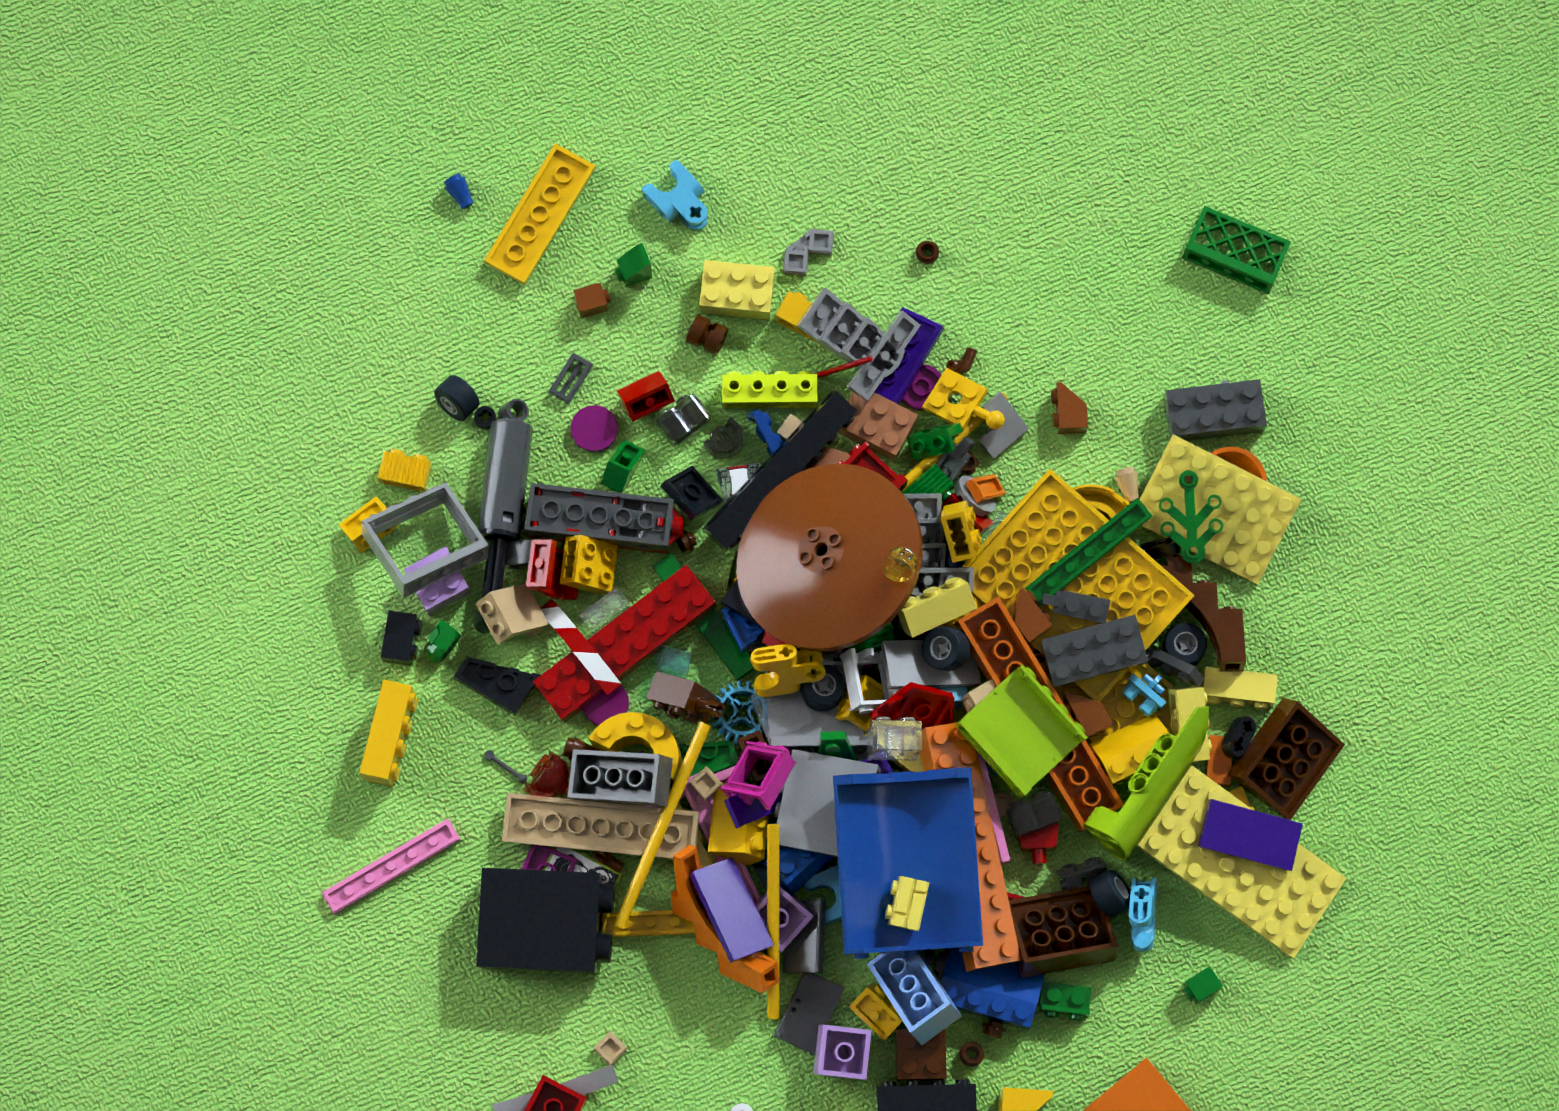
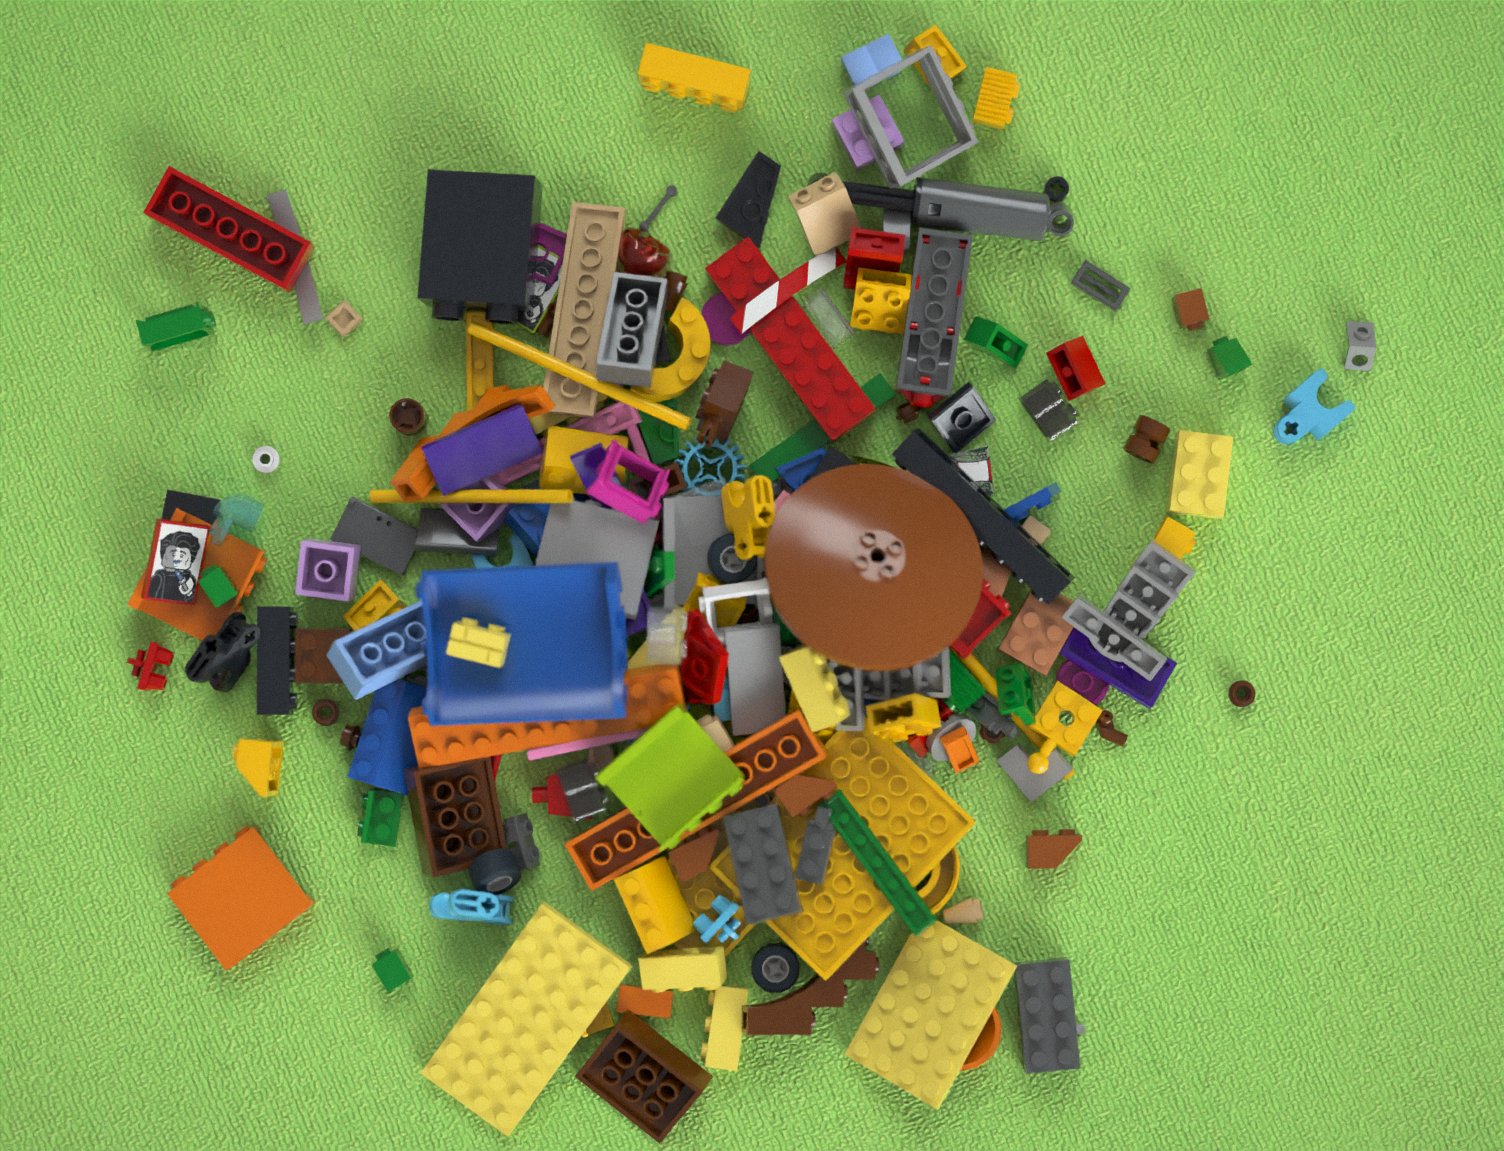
camera: 90 degrees right, 10 degrees up
(372, 579) = (871, 59): none -> light blue brick
(391, 866) = (550, 82): bright pink tile -> none
(400, 638) = (804, 93): black brick -> none
(442, 641) = (798, 138): green rock -> none
(456, 397) = (1078, 156): black wheel -> none
(459, 190) = (1323, 161): blue cone -> none
(539, 214) = (1294, 252): yellow plate -> none
(594, 428) = (1041, 311): magenta tile -> none
(618, 156) = (1360, 342): none -> light grey bracket
(673, 662) = (769, 394): clear light blue brick -> none
(700, 984) = (408, 417): none -> reddish brown wheel
(705, 783) = (626, 425): tan tile -> none
(725, 440) = (1023, 457): clear smoke hair -> none
(770, 390) = (1080, 509): neon yellow brick -> none
(812, 242) = (1256, 562): light grey tile -> none
(844, 367) = (1103, 593): red axle -> none
(900, 564) = (851, 642): clear yellow head -> none
(946, 648) = (768, 696): black wheel -> none
(1149, 787) = (607, 921): lime panel -> none
(1161, 548) = (887, 945): black beam -> none
(1171, 665) = (749, 951): dark grey hinge -> none
(1191, 520) = (913, 981): green plant -> none
(1233, 267) = (1217, 1044): green fence -> none
(1236, 735) = (669, 1024): black beam -> none
(1250, 835) = (551, 1030): dark purple tile -> none

